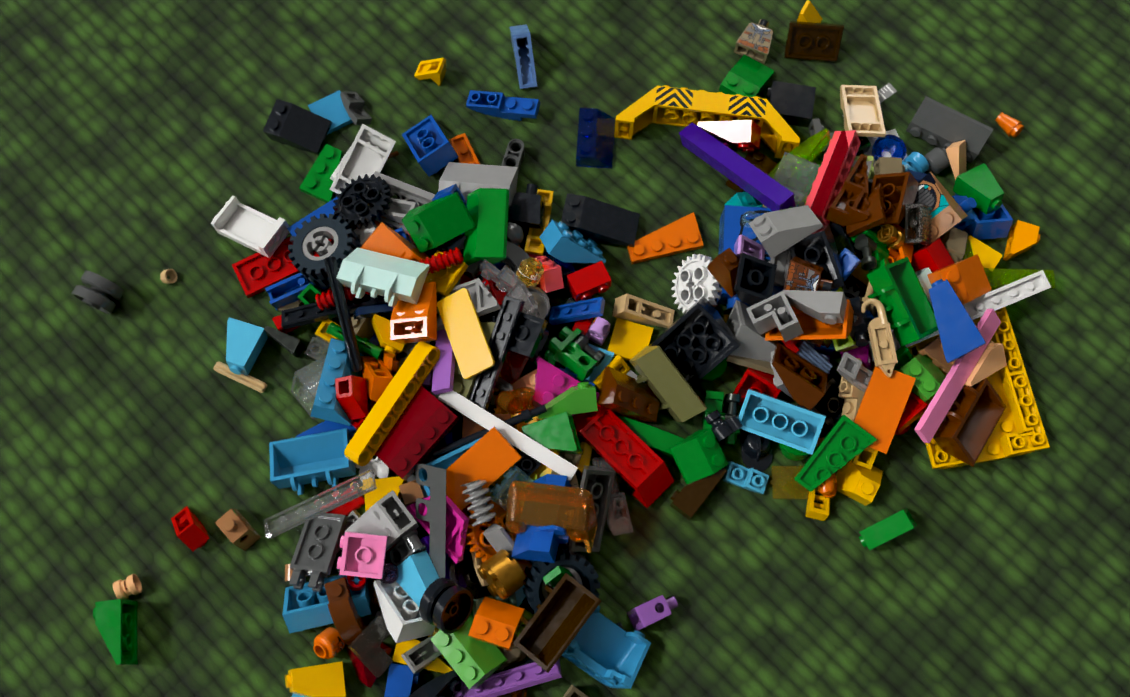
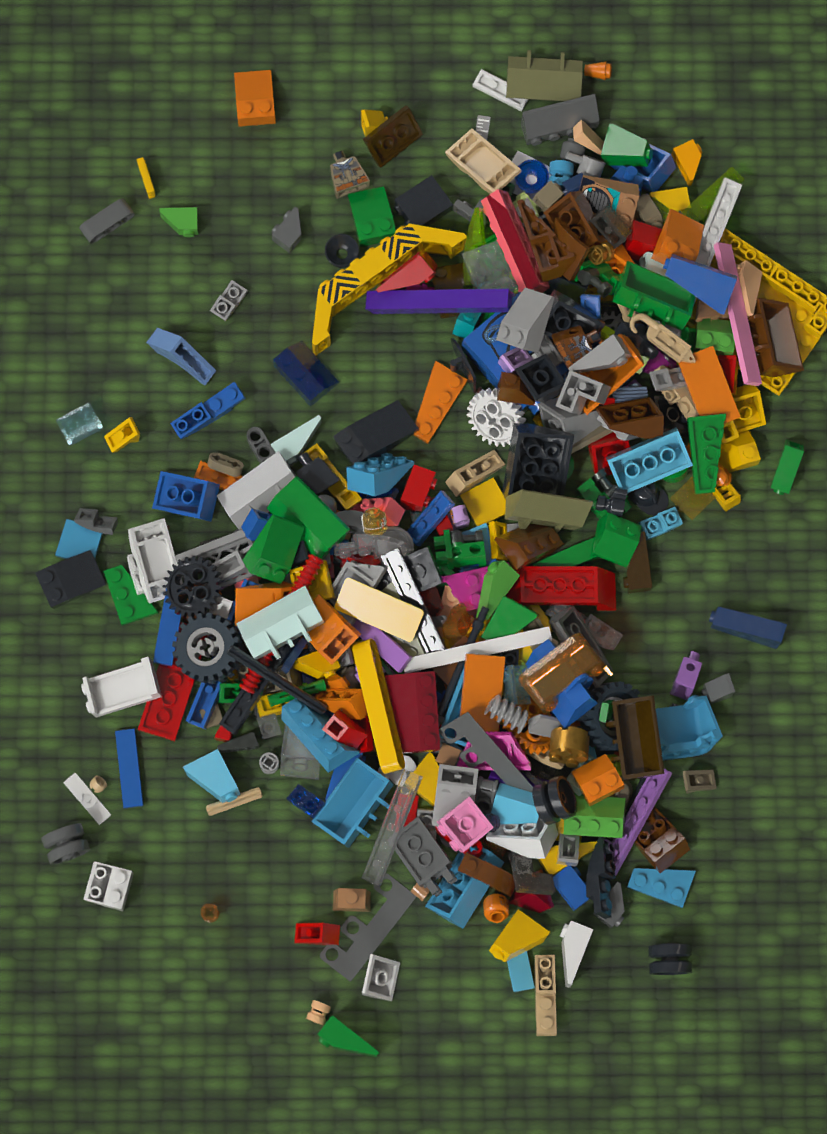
camera: 50 degrees left, 5 degrees up
(95, 350) = (108, 886): none -> white slope
(137, 437) = (203, 912): none -> clear orange bush
(153, 281) = (87, 798): none -> white piece
(195, 606) = (380, 978): none -> white slope
(199, 286) = (129, 768): none -> blue tile
(228, 569) = (370, 936): none -> dark grey piece
(283, 424) = (306, 801): none -> clear blue slope
(284, 369) = (267, 765): none -> light grey wheel
(412, 38) = (79, 424): none -> clear light blue bracket
(477, 148) = (225, 464): none -> dark tan beam
(542, 176) = (295, 442): none -> light aqua slope
(592, 52) = (229, 300): none -> light grey slope
(665, 647) = (718, 689): none -> dark grey slope
(678, 42) = (288, 232): none -> dark grey slope
(702, 77) = (340, 242): none -> black piece
(702, 227) = (463, 364): none -> black shield
(737, 622) = (748, 627): none -> dark blue slope
(899, 457) = (749, 407): none -> yellow slope
(922, 78) = (497, 88): none -> white tile
(940, 173) = (587, 165): none -> light grey piece
(963, 92) = (544, 78): none -> olive piece

